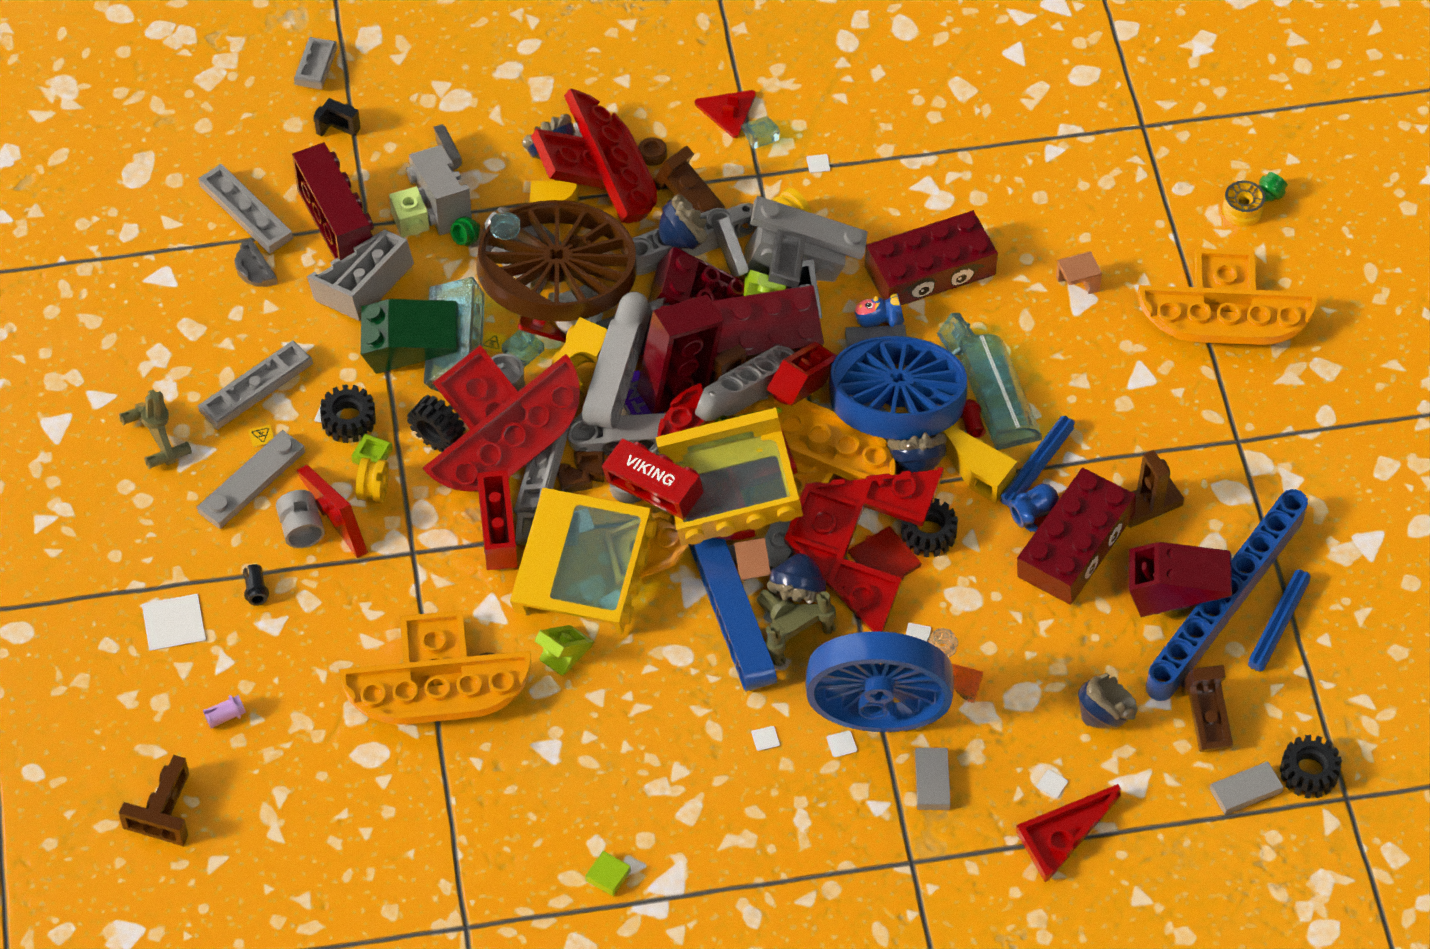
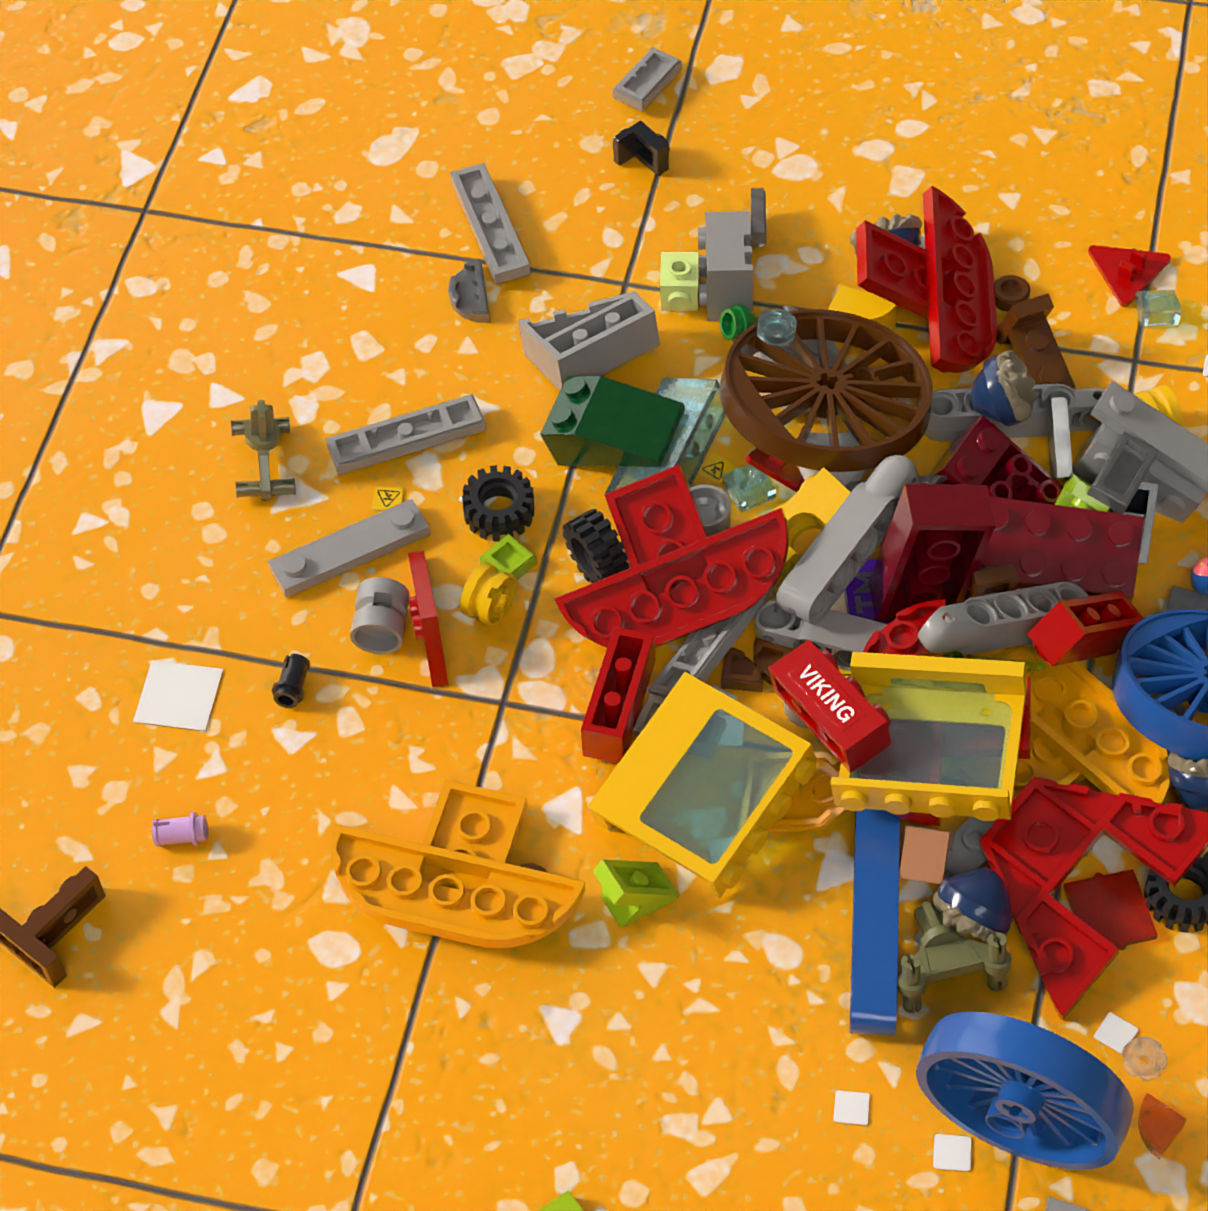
camera: 25 degrees right, 0 degrees up
(330, 200) = (588, 237): dark red brick -> none

